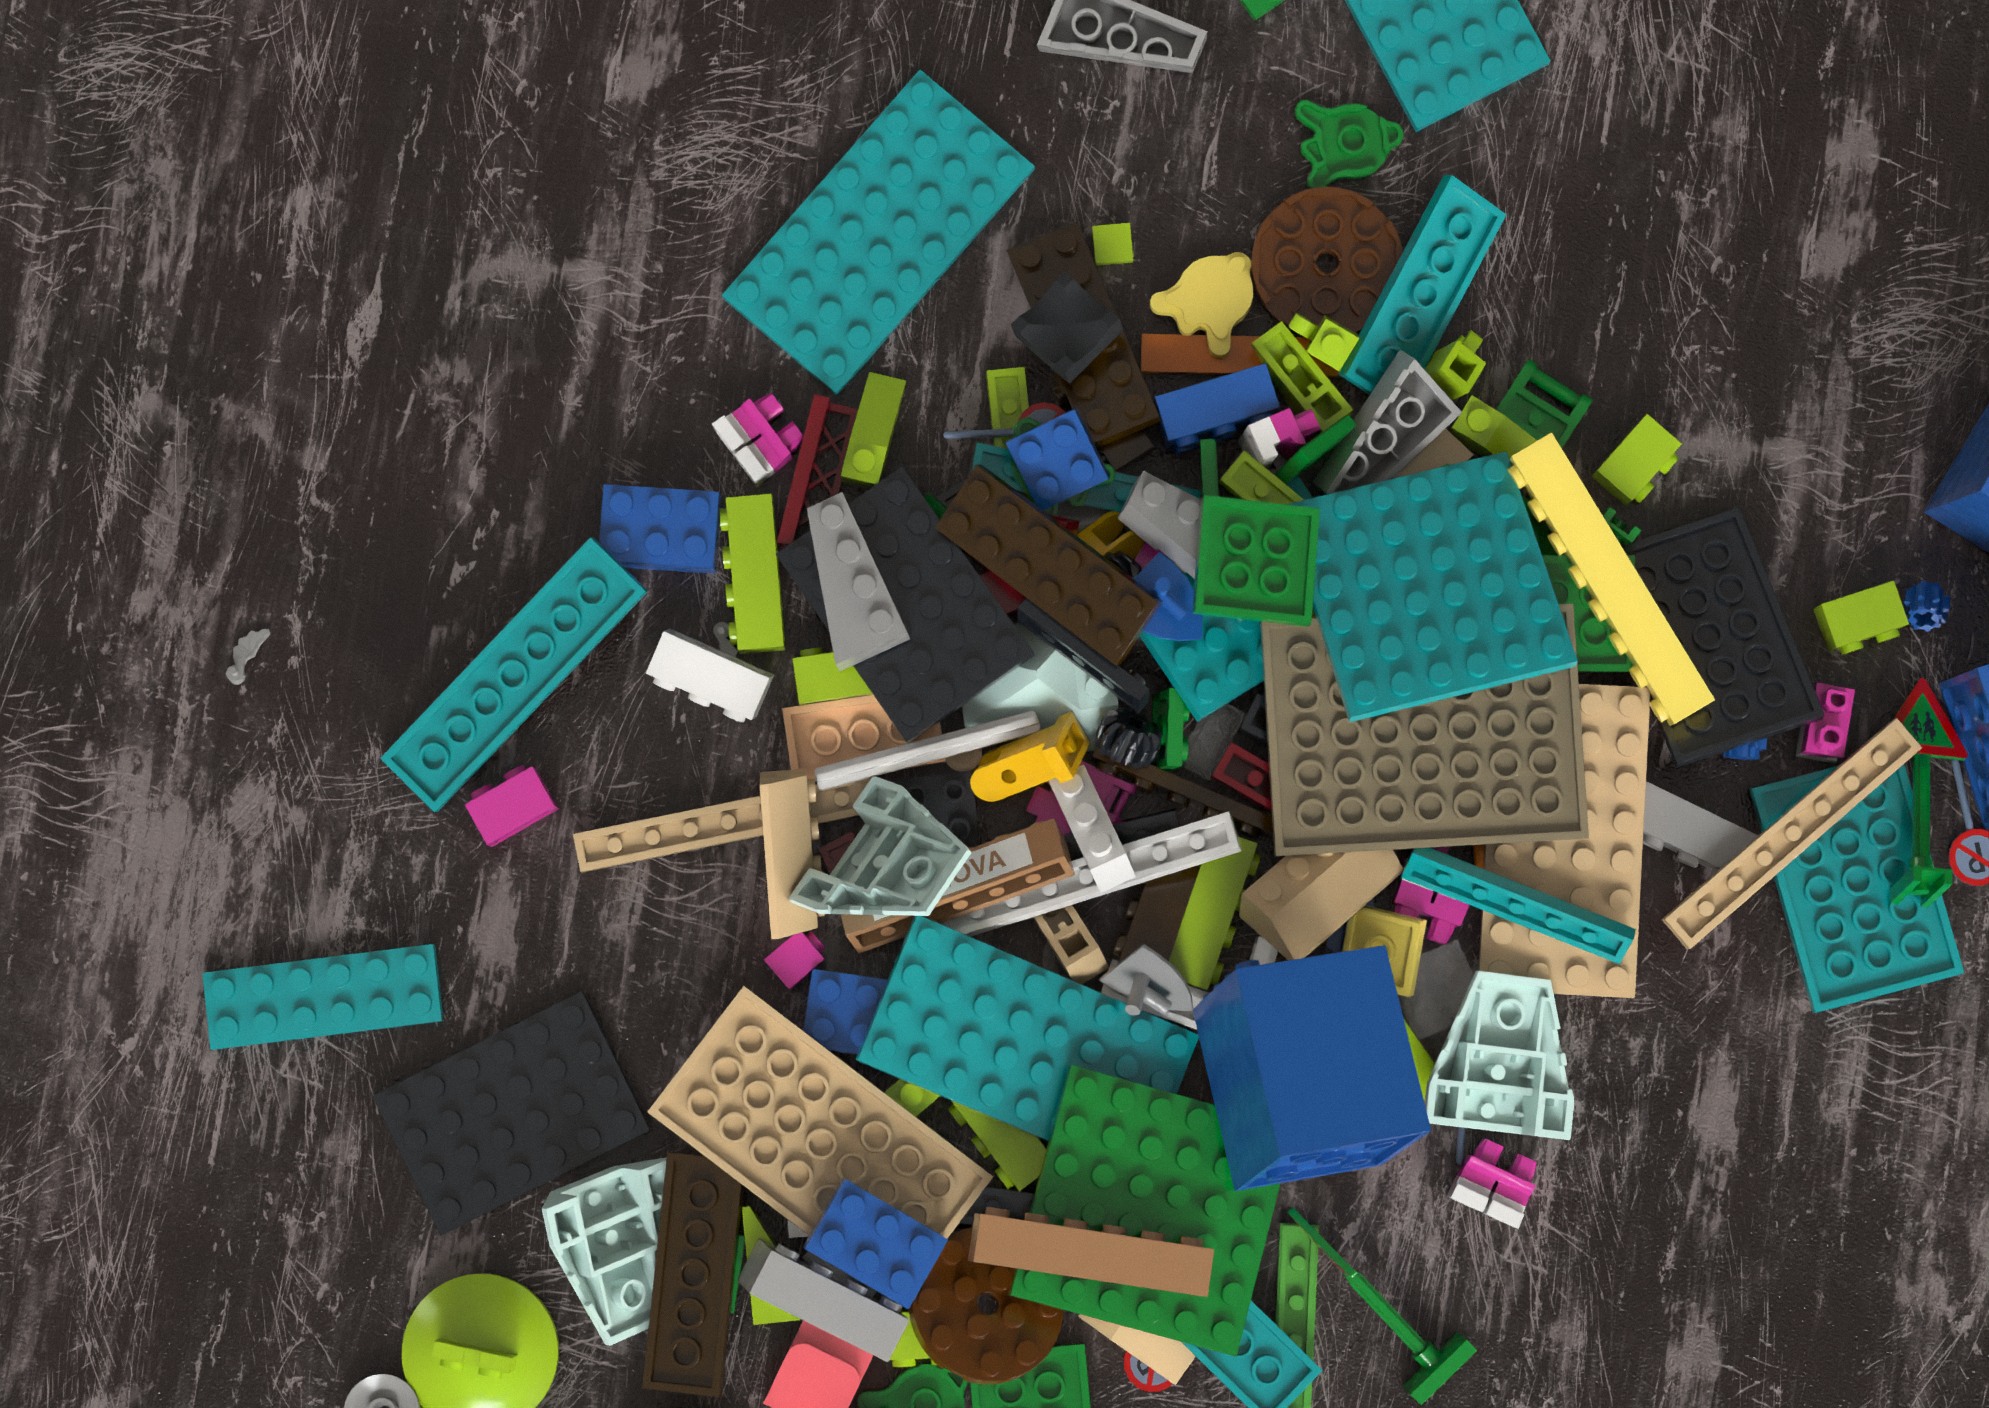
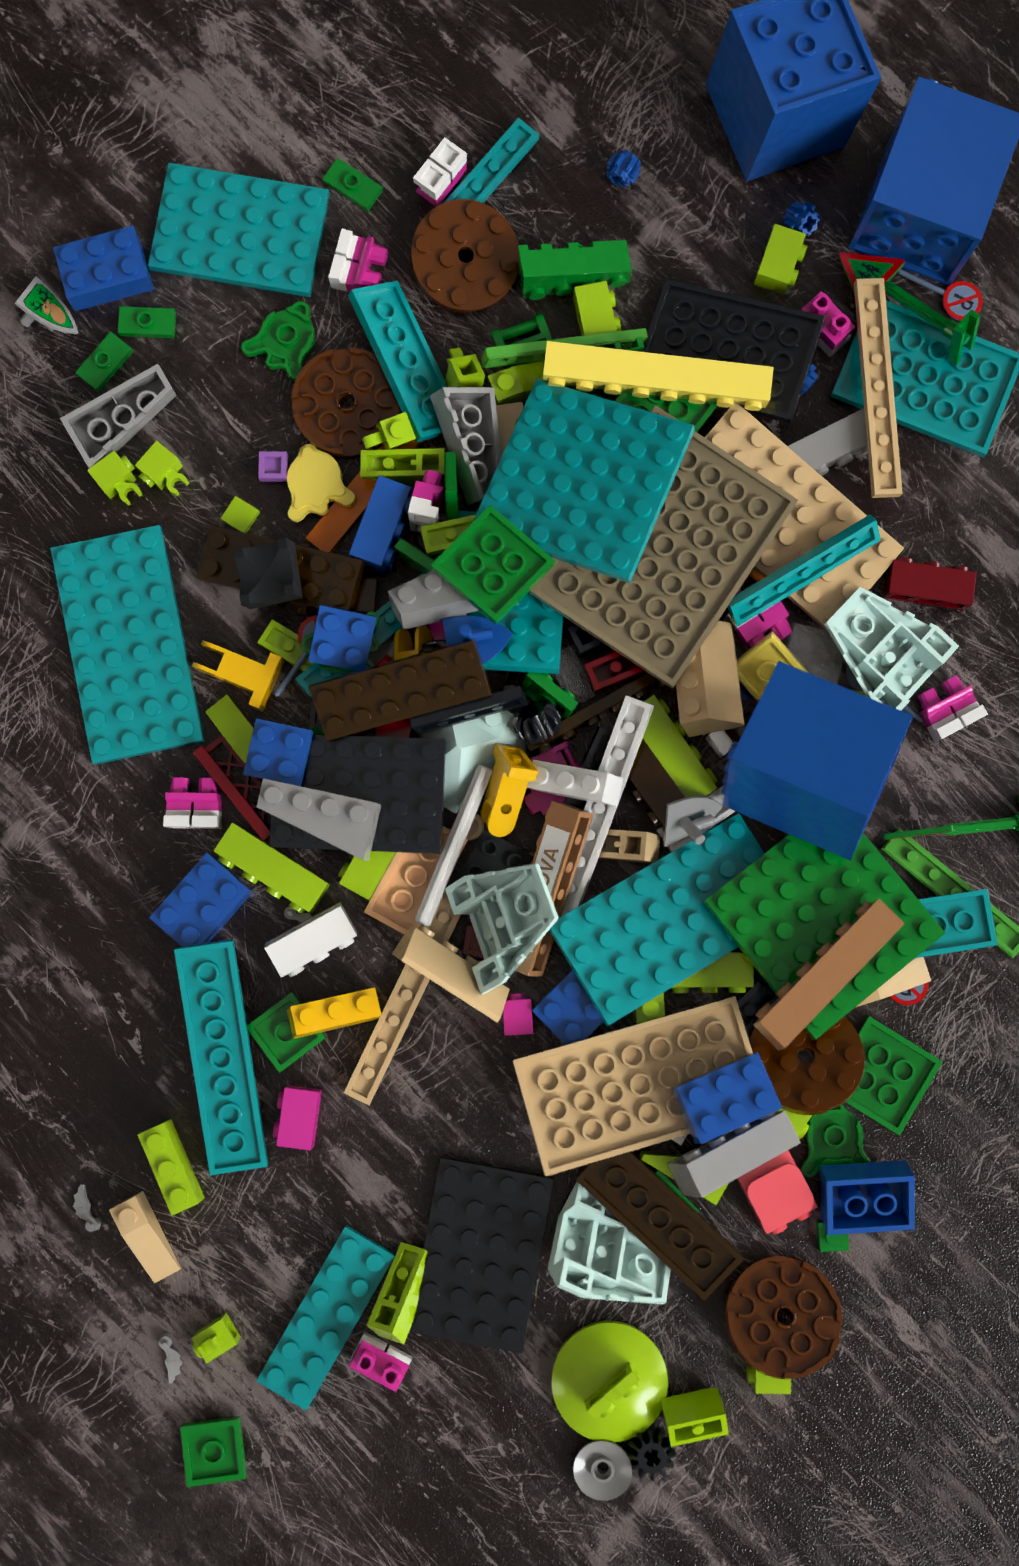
camera: 55 degrees left, 0 degrees up
(96, 983) = (213, 1451): none -> green plate
(159, 867) = (173, 1358): none -> light grey piece
(214, 895) = (215, 1338): none -> lime brick
(264, 740) = (145, 1237): none -> tan slope
(316, 1089) = (383, 1367): none -> dark pink hips
(358, 710) = (171, 1167): none -> lime brick
(404, 1056) = (399, 1295): none -> lime slope
(591, 723) = (275, 1037): none -> green plate
(650, 758) = (334, 1013): none -> yellow brick
(883, 486) = (278, 752): none -> blue plate
(943, 385) = (245, 673): none -> yellow piece
(1050, 77) = (115, 476): none -> lime brick
(1096, 118) = (160, 468): none -> lime brick
(1193, 238) = (273, 466): none -> medium lavender plate
(1488, 151) = (353, 262): none -> hips
(1551, 259) = (458, 227): none -> reddish brown plate
(1577, 82) = (352, 185): none -> green plate
(1590, 474) = (536, 351): none -> bright green tile
(1619, 1057) = (930, 584): none -> dark red brick
(1651, 174) = (441, 172): none -> white hips
(1669, 396) = (562, 269): none -> green wedge
(1679, 220) = (497, 163): none -> teal plate
(1828, 365) = (623, 168): none -> blue gear

